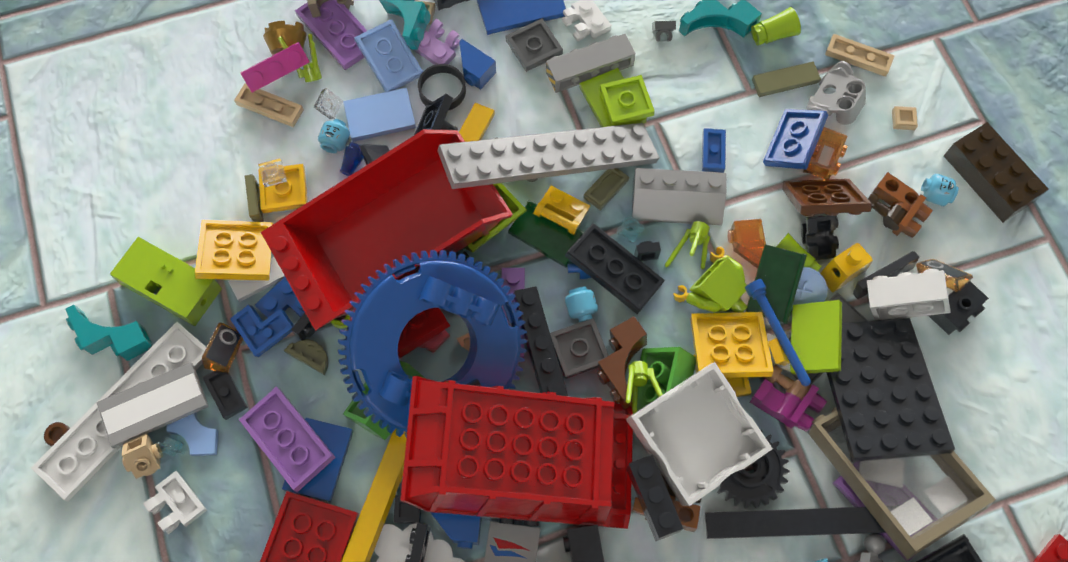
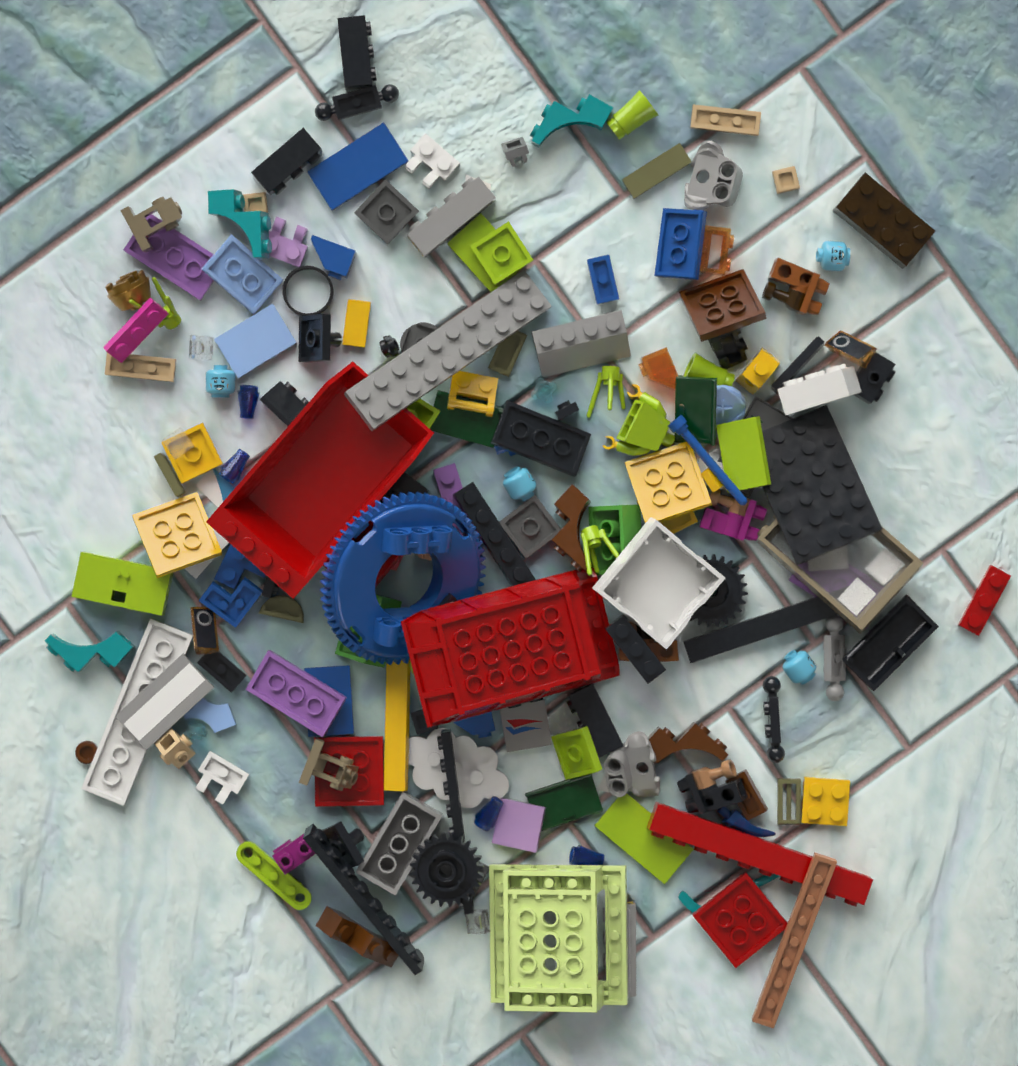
camera: 20 degrees left, 20 degrees up
(276, 517) = (316, 762): none -> dark tan tile

